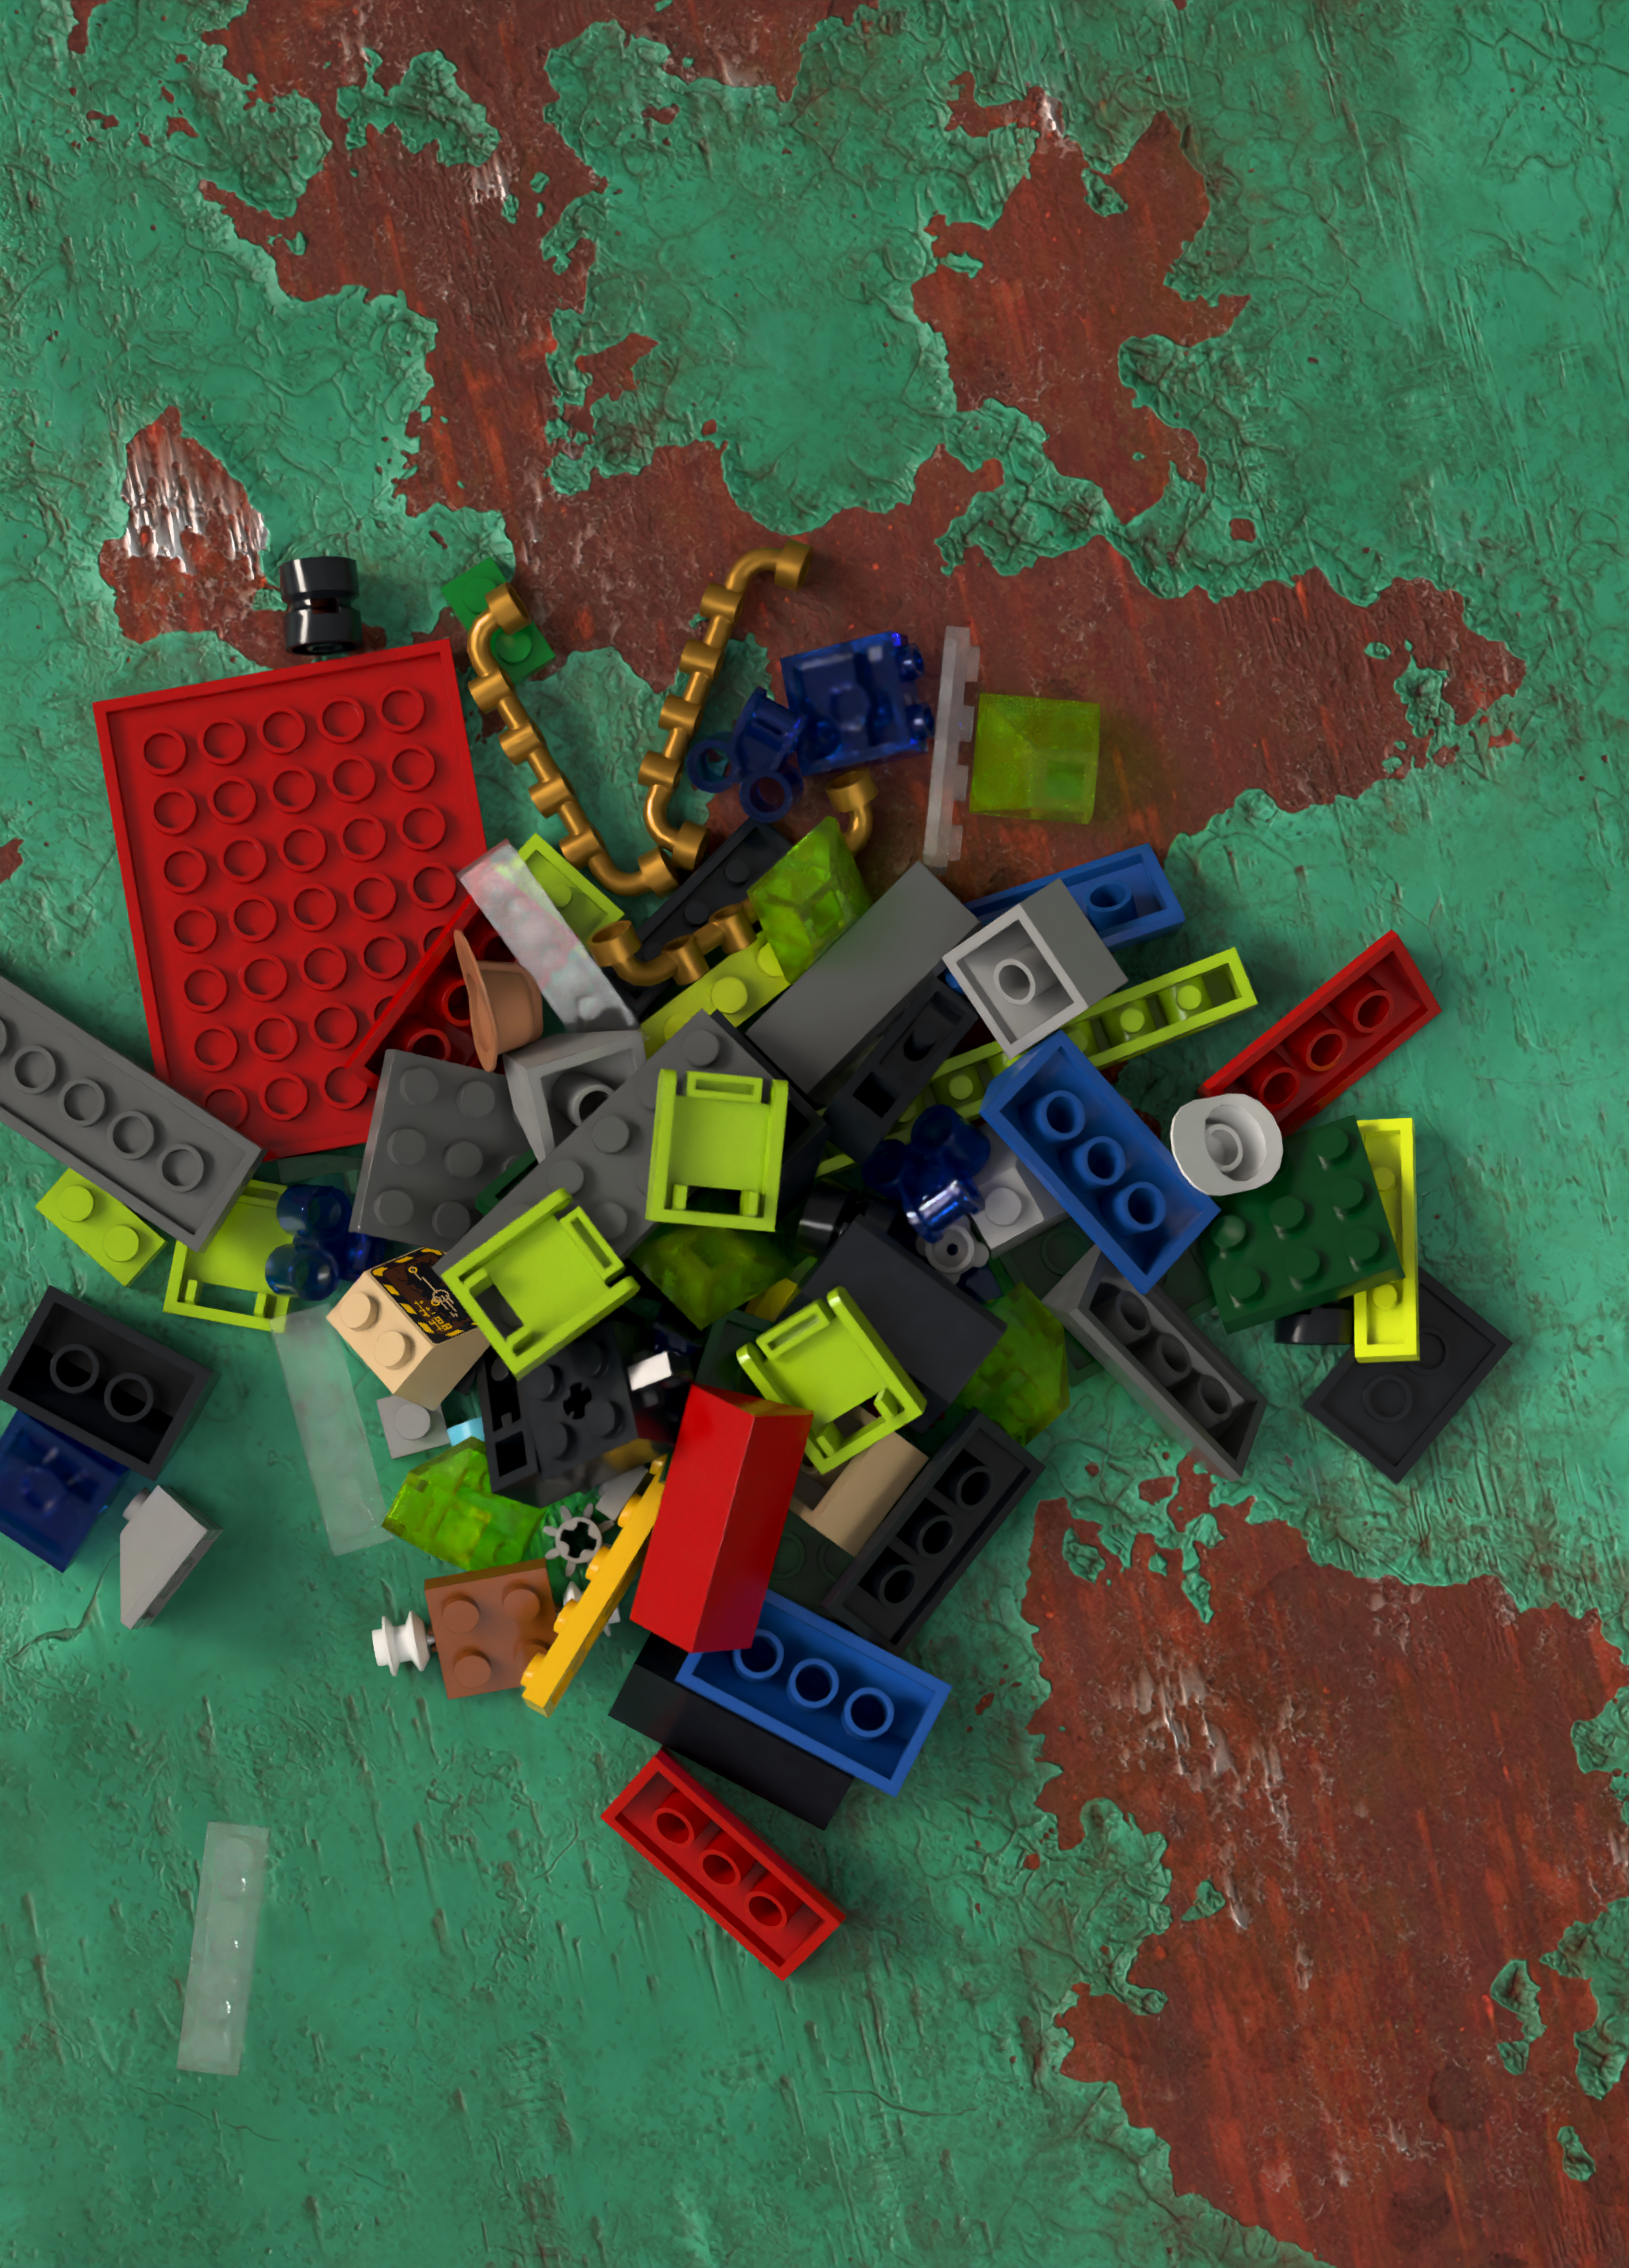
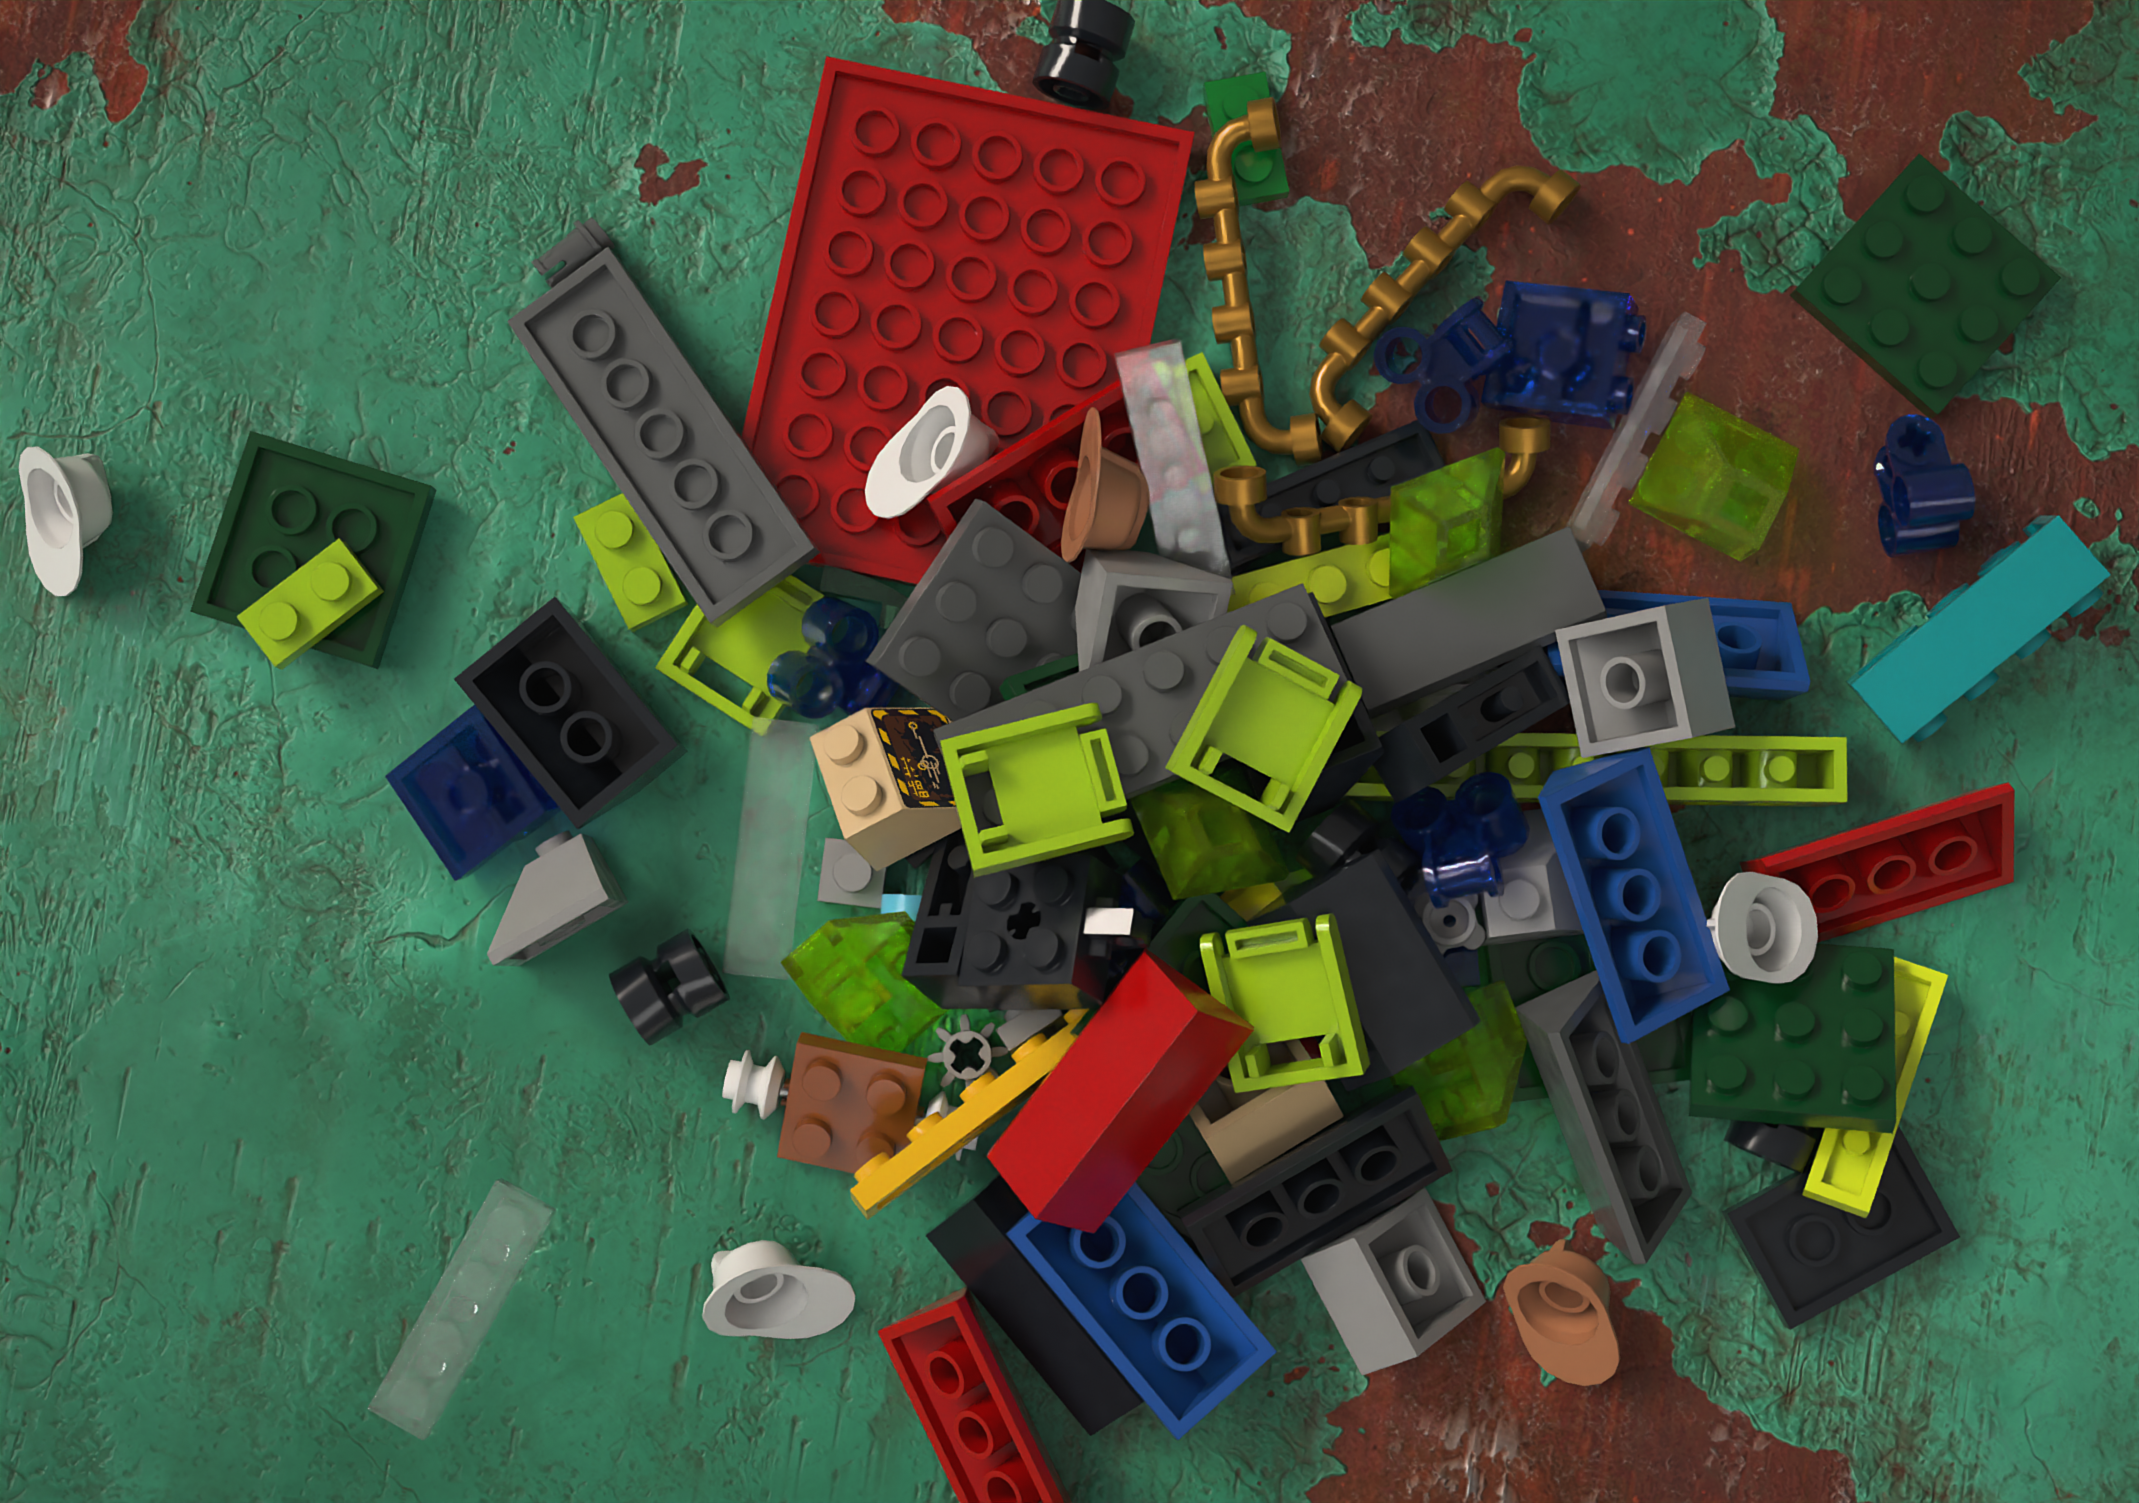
camera: 20 degrees right, 0 degrees up
(280, 1607) = (648, 996): none -> black wheel
(329, 1024) = (928, 454): none -> white piece
(495, 1821) = (769, 1294): none -> white piece
(1035, 1585) = (1394, 1283): none -> light grey slope
(1155, 511) = (1925, 286): none -> dark green plate
(1193, 1554) = (1565, 1315): none -> nougat piece
(1219, 699) = (1920, 489): none -> clear blue piece
(1316, 803) = (1980, 628): none -> teal wedge

